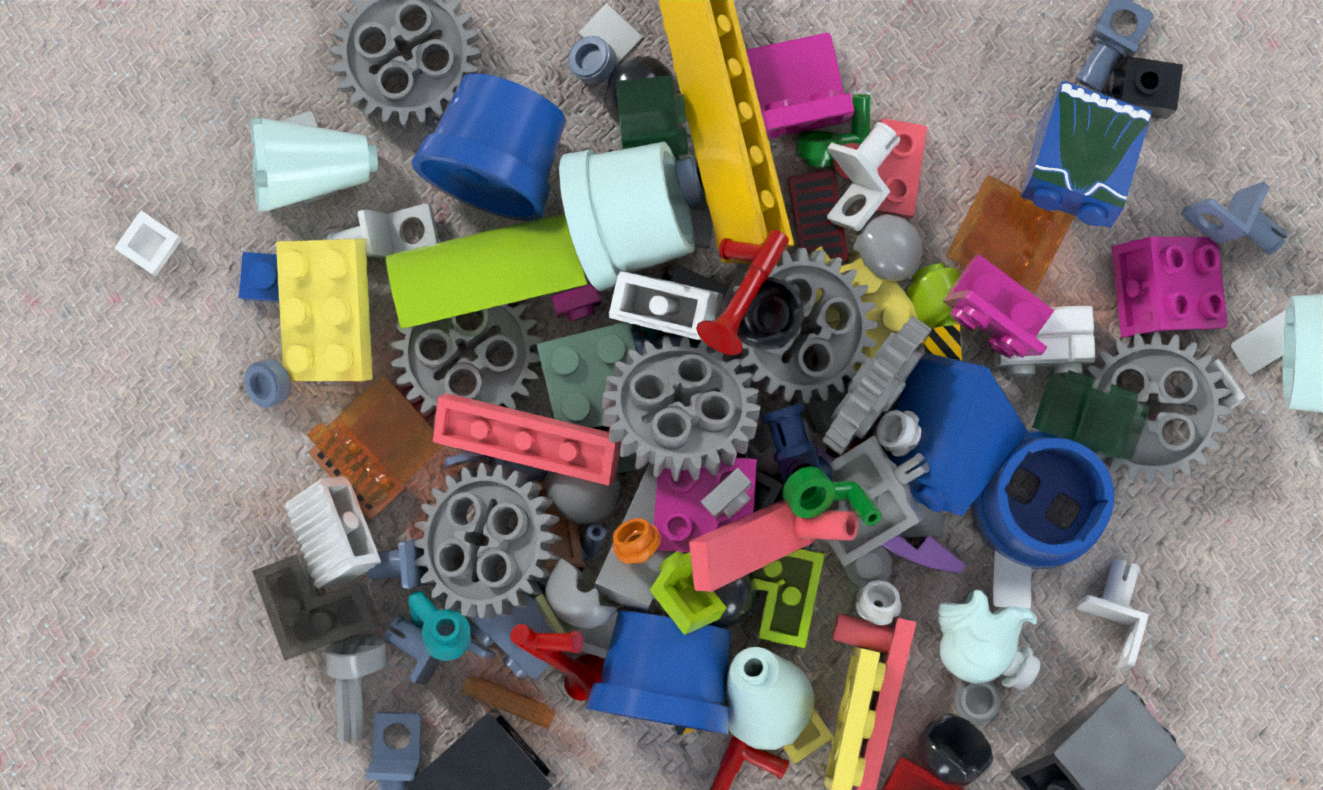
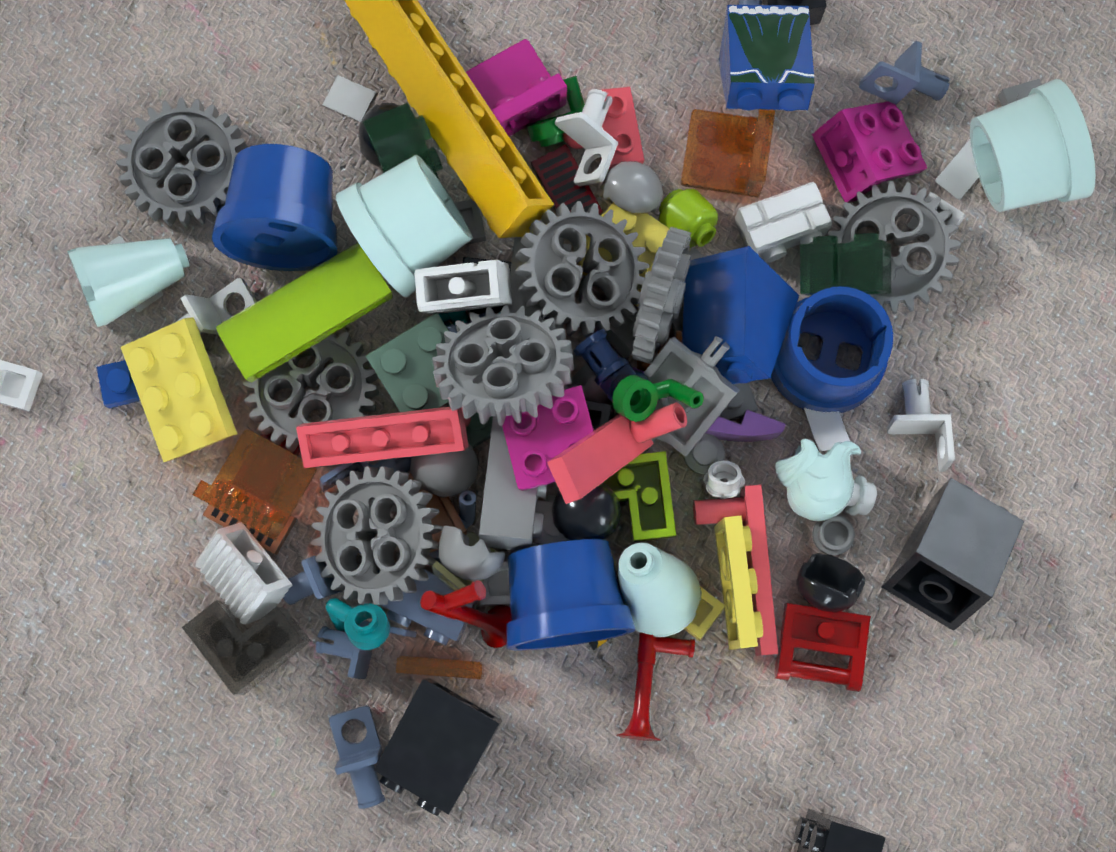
camera: 20 degrees left, 5 degrees down
(267, 383) = (150, 468): sand blue tile -> none
(348, 663) = (291, 682): light grey piece -> none
(577, 303) = (390, 317): dark pink plate -> none
(592, 60) = (340, 120): sand blue tile -> none
(636, 541) = (502, 486): orange plate -> none
(678, 597) = (559, 521): lime bracket -> none
(690, 181) = (452, 185): sand blue tile -> none
(723, 331) = (517, 284): red piece -> none
(728, 496) = (568, 418): light grey plate -> none
(772, 316) = (548, 260): black hair -> none
(899, 432) = (693, 327): white plate -> none
(945, 342) = (705, 245): sticker -> none
(999, 308) = (740, 205): dark pink bracket -> none

